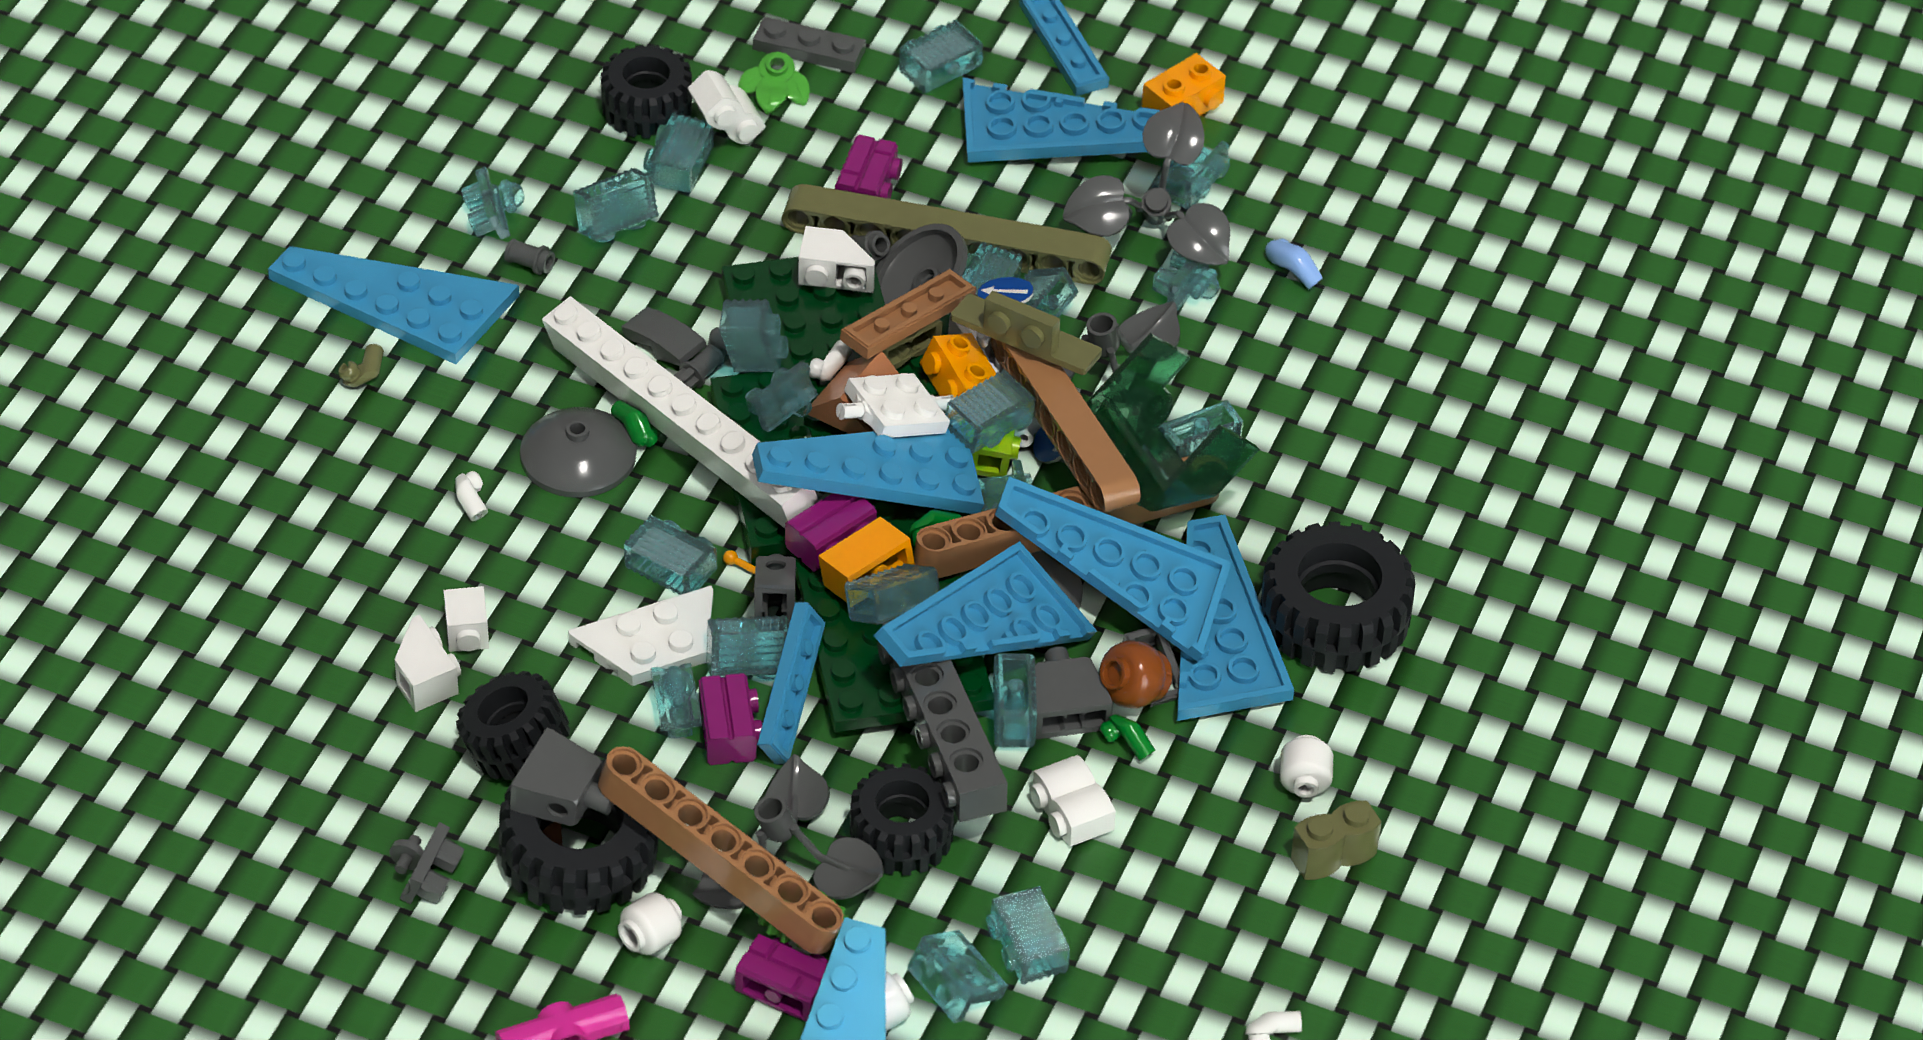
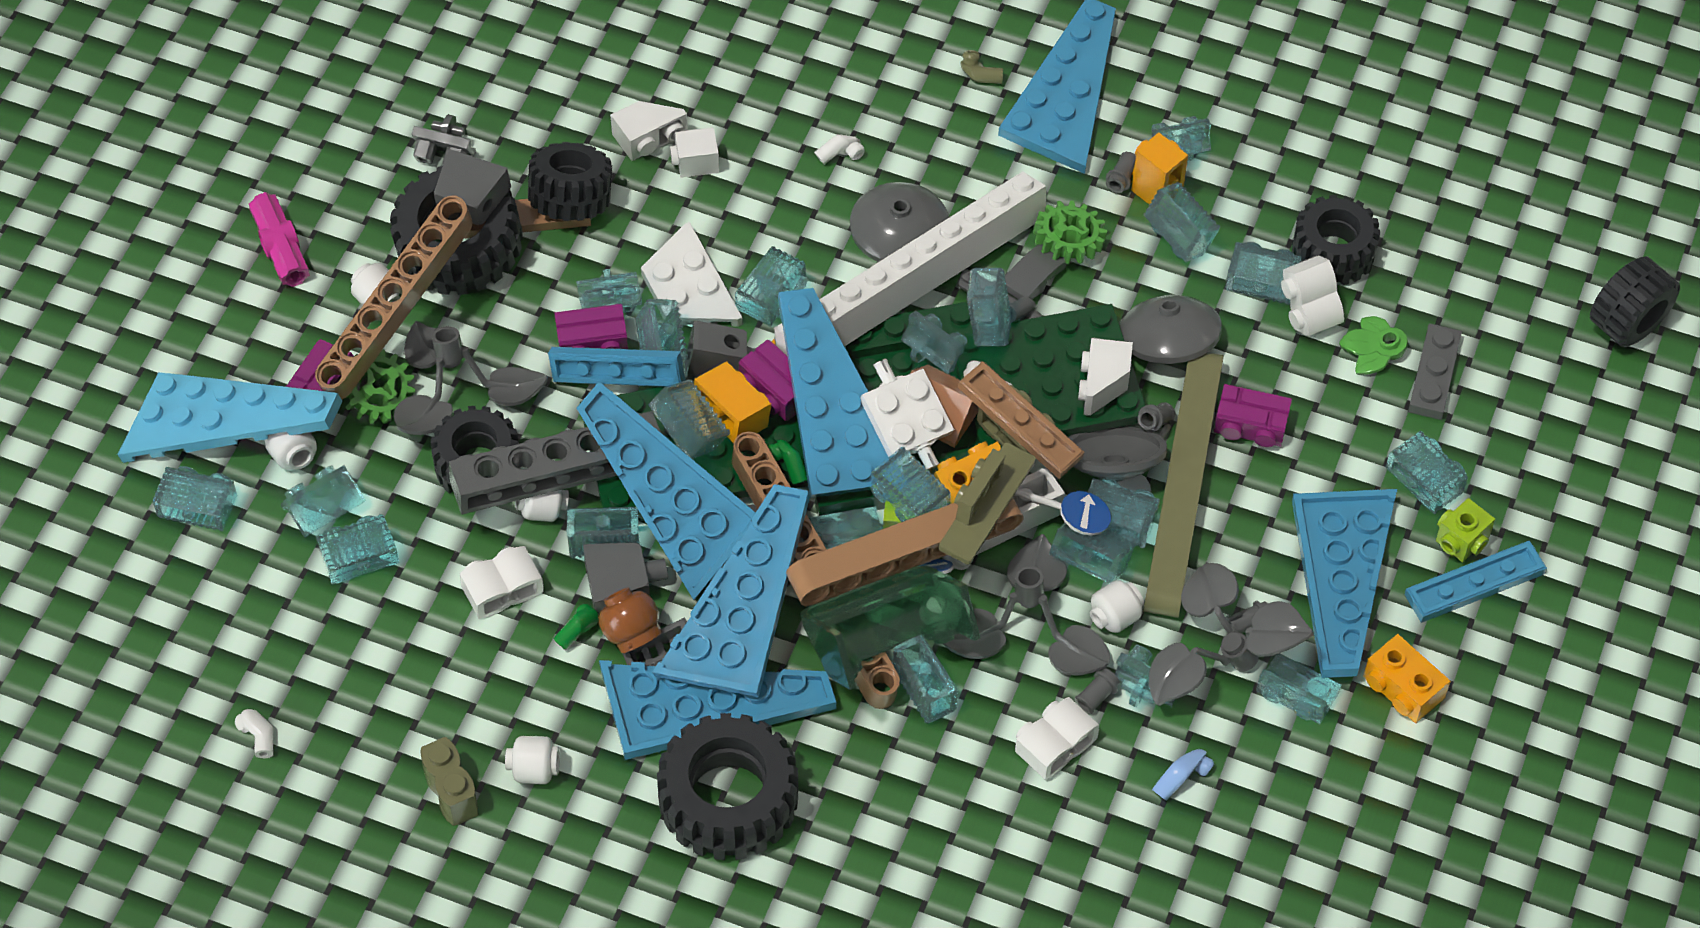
camera: 90 degrees right, 10 degrees up
(550, 210) = (1157, 165): none -> light orange brick
(618, 296) = (1069, 232): none -> bright green gear
(754, 224) = (1171, 329): none -> dark grey dish
(1015, 32) = (1464, 530): none -> lime brick
(1105, 289) = (1116, 606): none -> white head
(1193, 312) = (1098, 690): none -> dark grey pin
(1259, 348) = (1056, 737): none -> white brick

